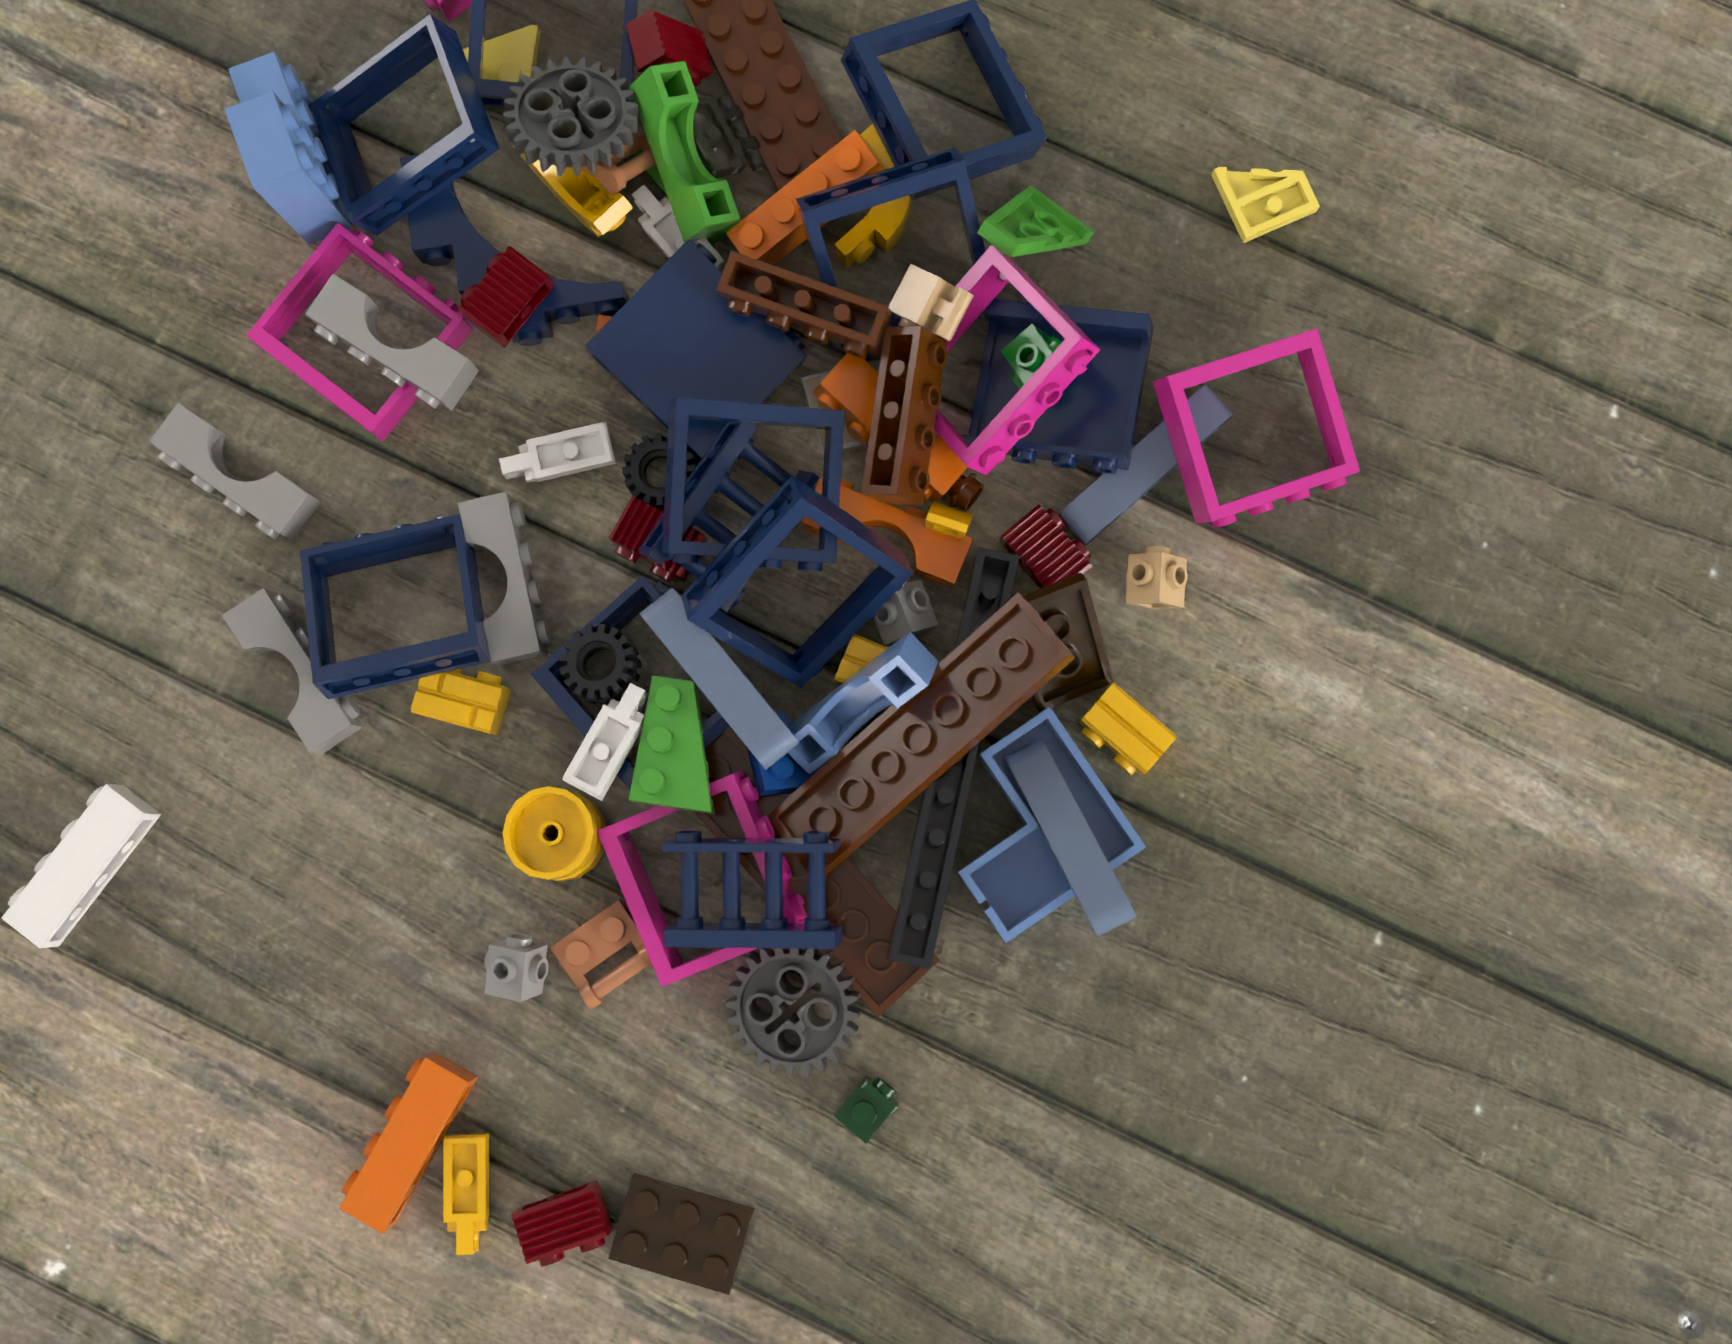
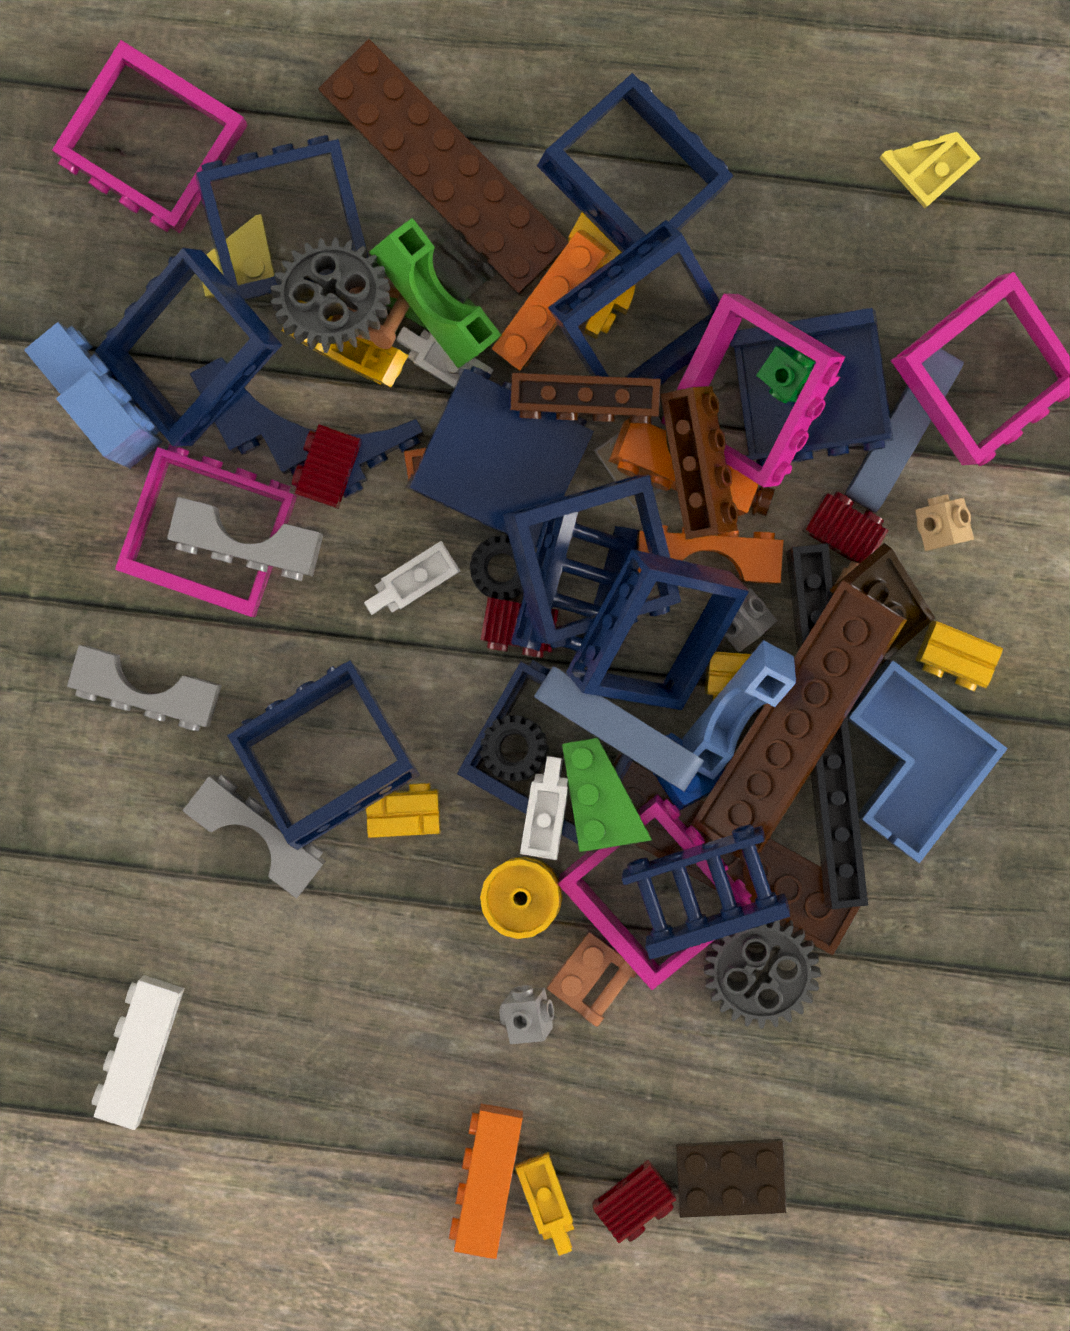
camera: 30 degrees left, 5 degrees up
(515, 628) = (428, 739): light grey arch -> none
(663, 40) = (386, 203): dark red brick -> none
(867, 1107) = (847, 1029): dark green bracket -> none
(929, 302) = (686, 359): tan brick -> none
(948, 520) = (759, 530): yellow slope -> none
(1033, 225) = (747, 257): bright green wing -> none
(1070, 837) = (943, 761): sand blue beam -> none

